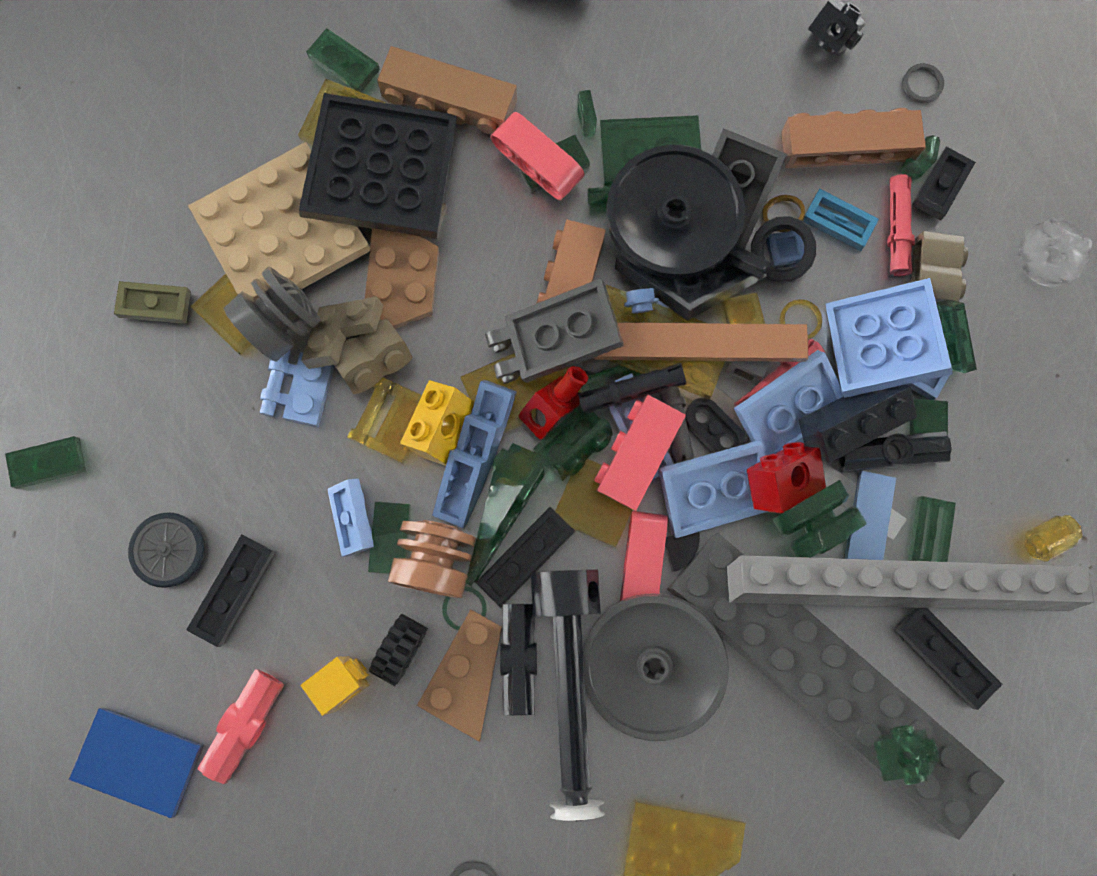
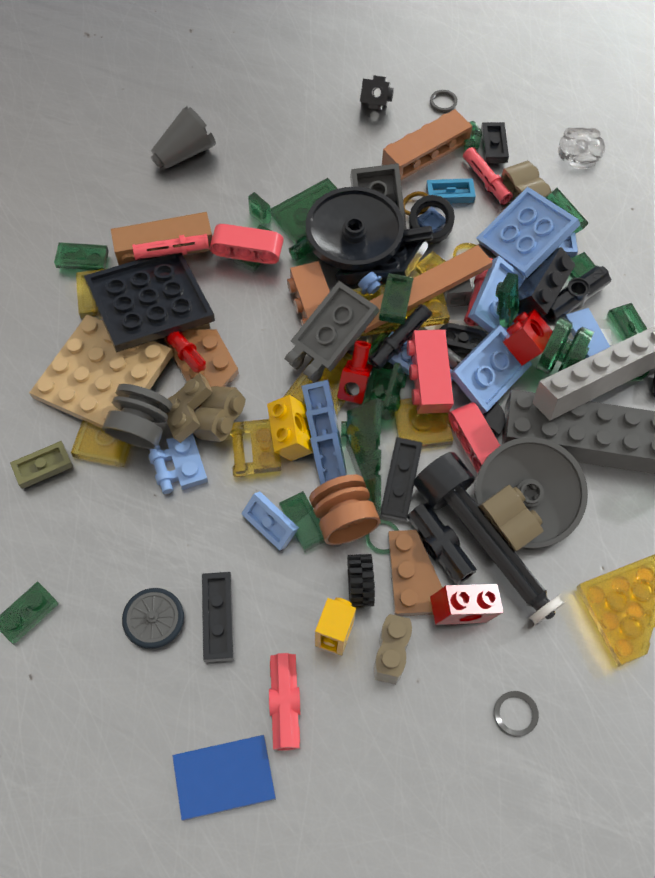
camera: 30 degrees left, 15 degrees down
(378, 751) = (392, 655): none -> dark tan brick
(381, 260) = (187, 351): none -> red axle
(456, 115) = (140, 250): none -> coral pin
(492, 748) = (466, 604): none -> brick
(607, 686) = (512, 517): none -> dark tan brick
(655, 340) = (396, 298): none -> clear green tile
(789, 420) = (507, 299): none -> clear green plate

